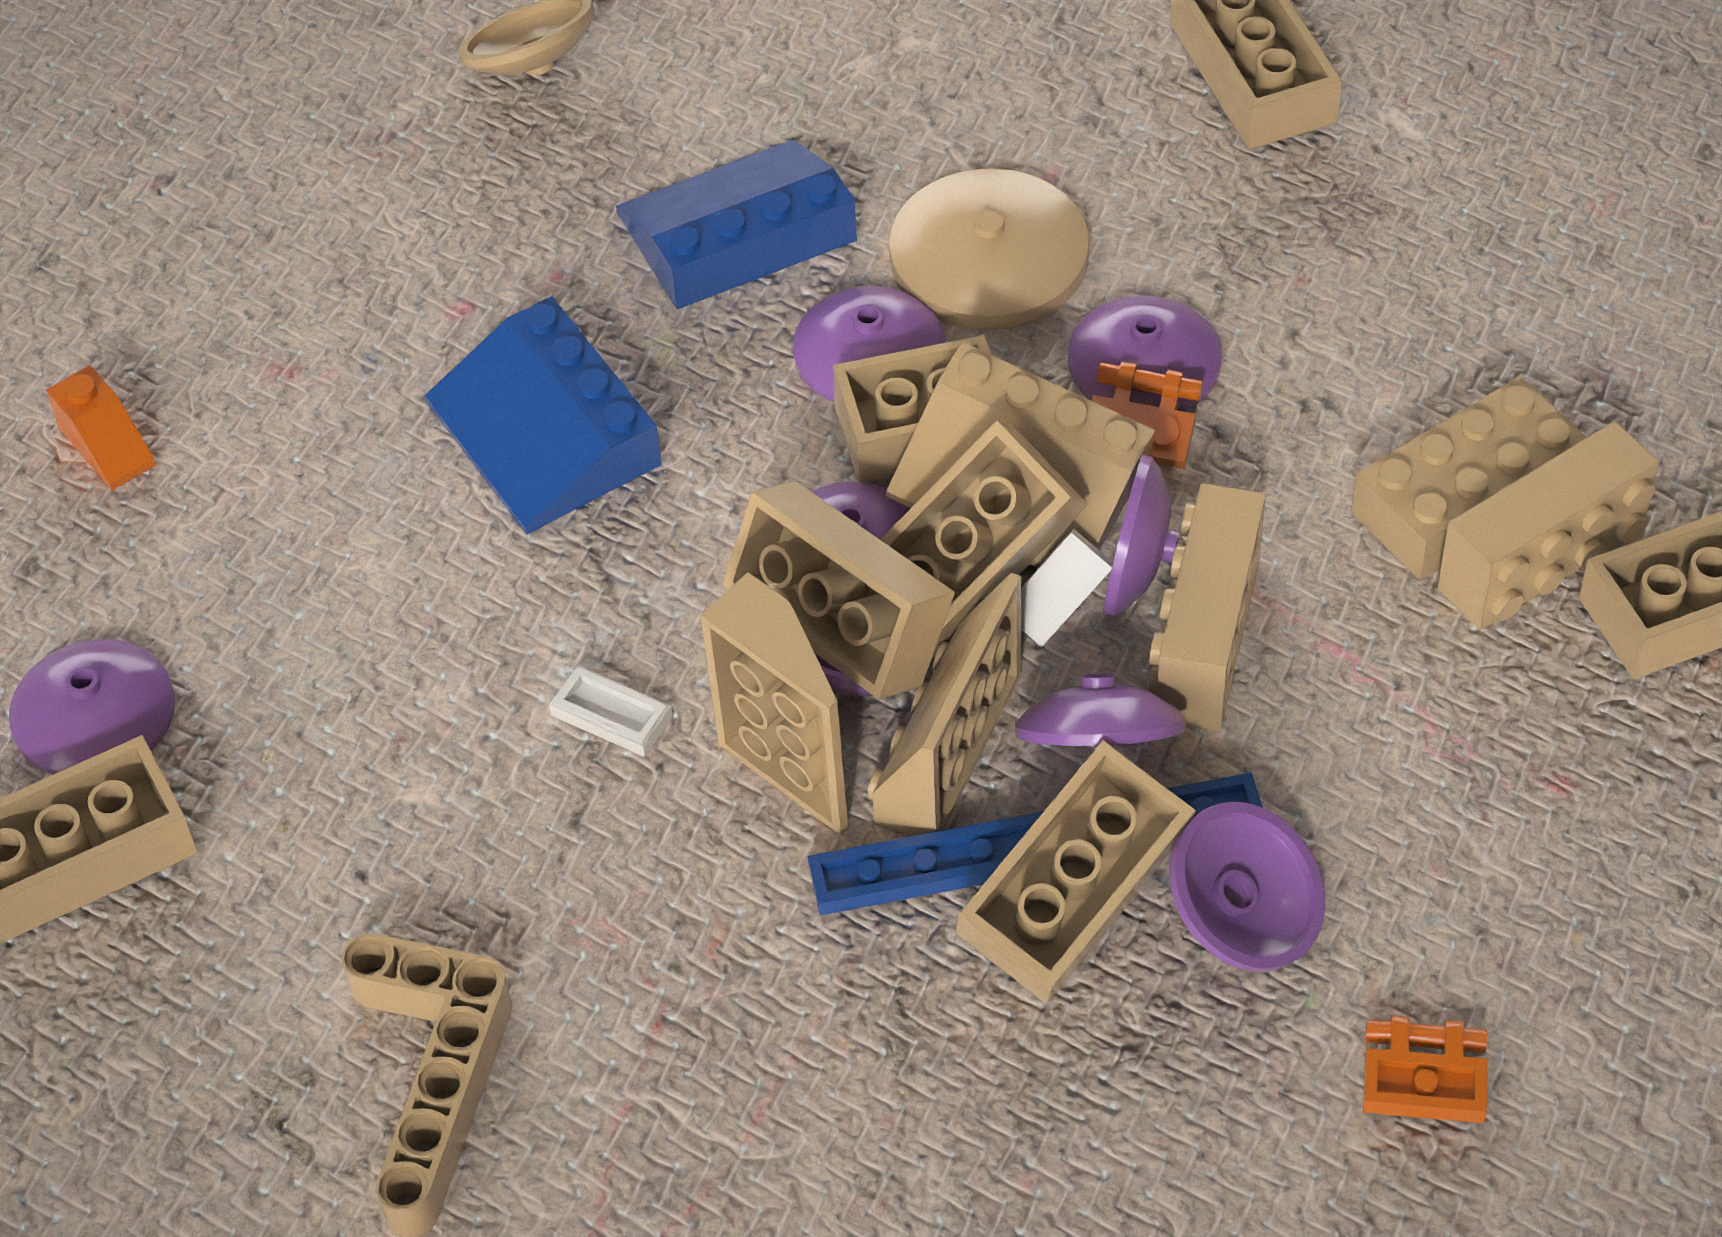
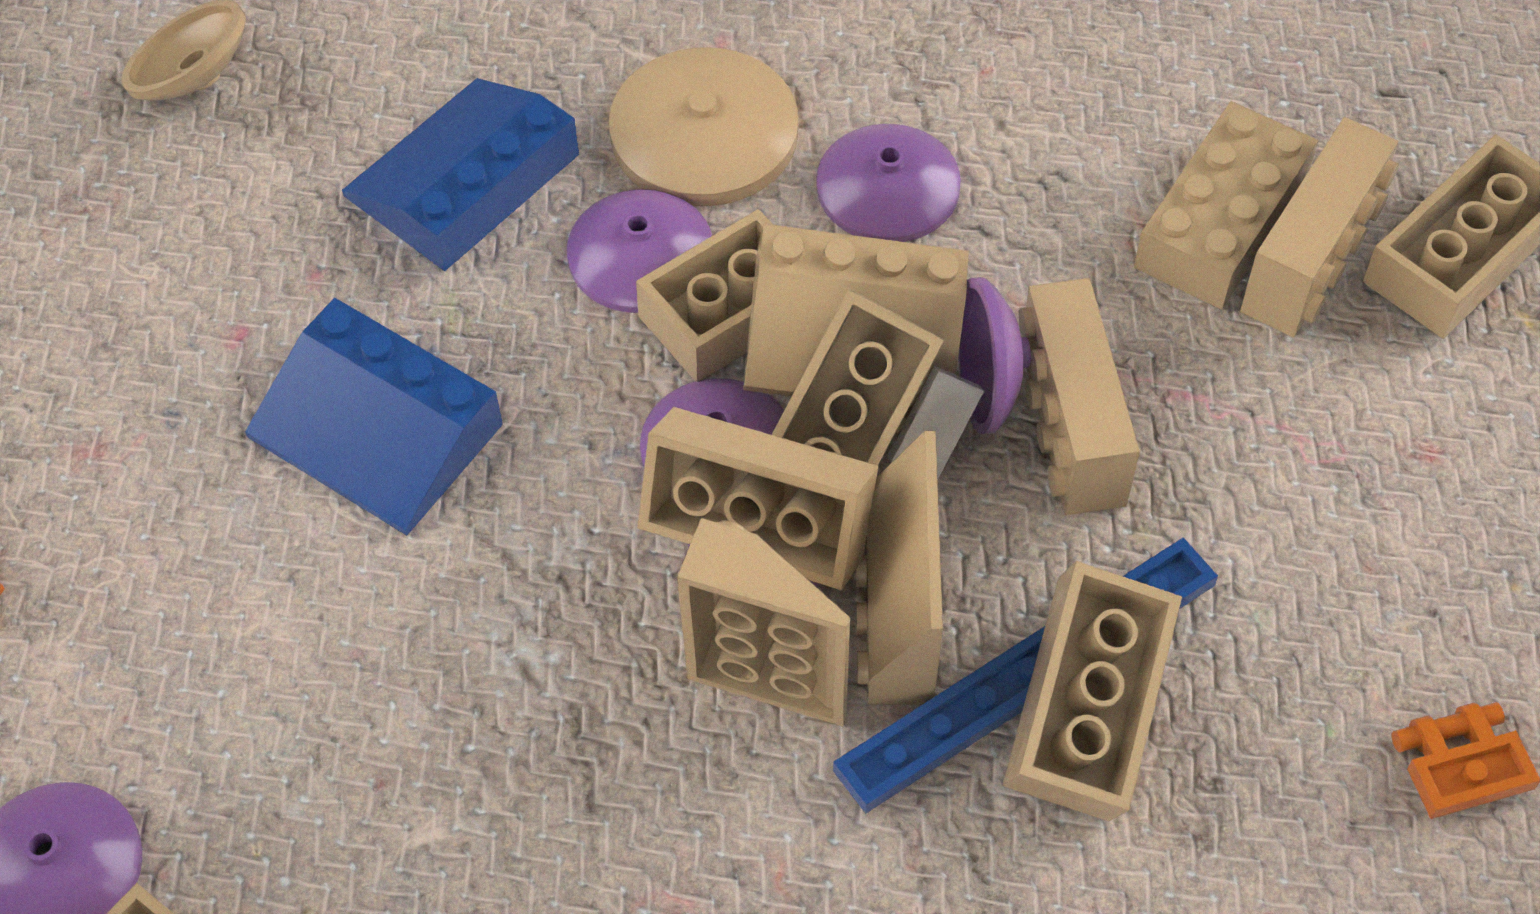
camera: 25 degrees left, 5 degrees up
(611, 710) = (573, 682): white tile -> none
(1098, 713) = (1039, 537): medium lavender dish -> none
(1171, 427) = (935, 203): orange plate -> none
(1264, 873) = (1241, 648): medium lavender dish -> none

